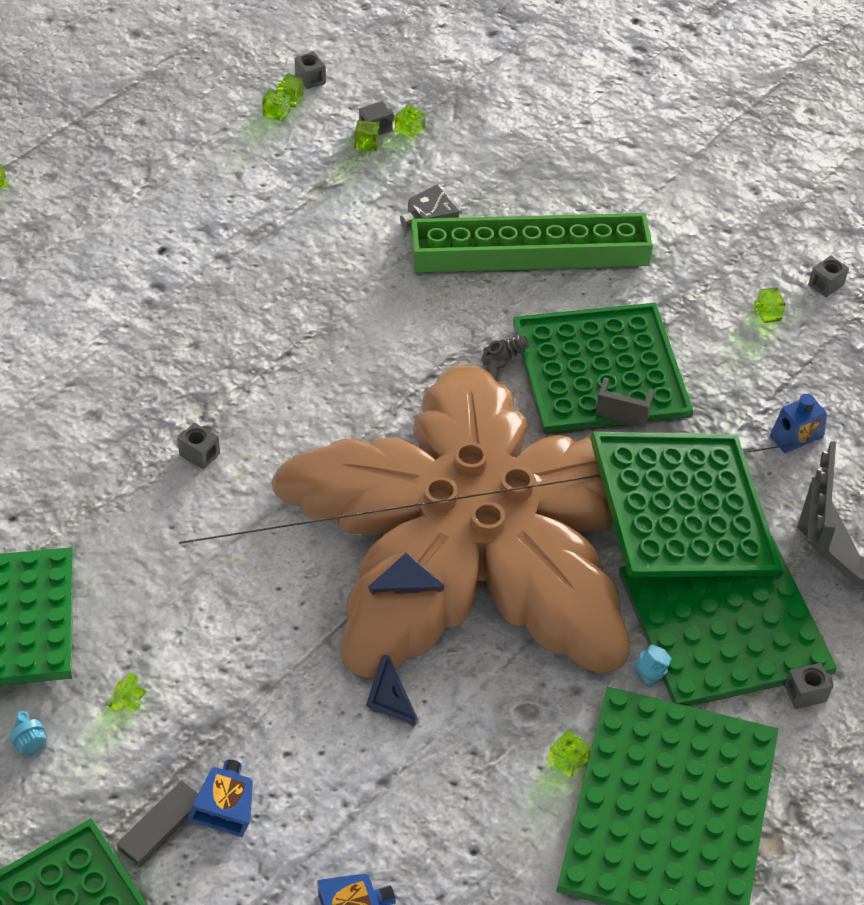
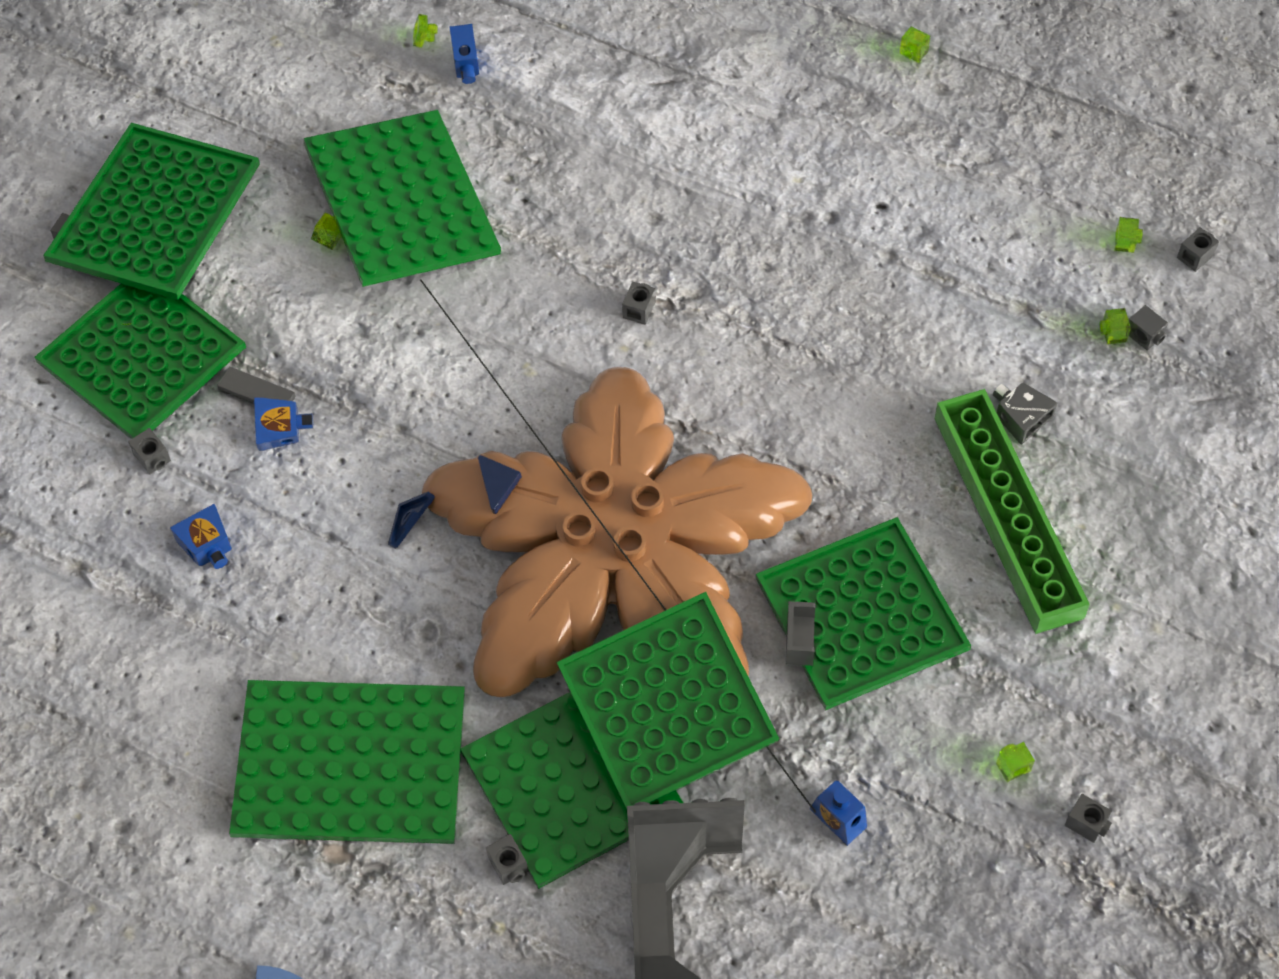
camera: 80 degrees right, 10 degrees up
(27, 734) = (310, 278): medium azure piece -> none
(124, 693) = (365, 328): clear neon green tile -> none
(292, 85) = (1156, 241): clear neon green plate -> none
(410, 120) = (1161, 359): clear neon green plate -> none
(501, 352) = (843, 516): dark grey piece -> none
(569, 753) = (387, 674): clear neon green plate -> none
(652, 664) = (493, 717): medium azure piece -> none

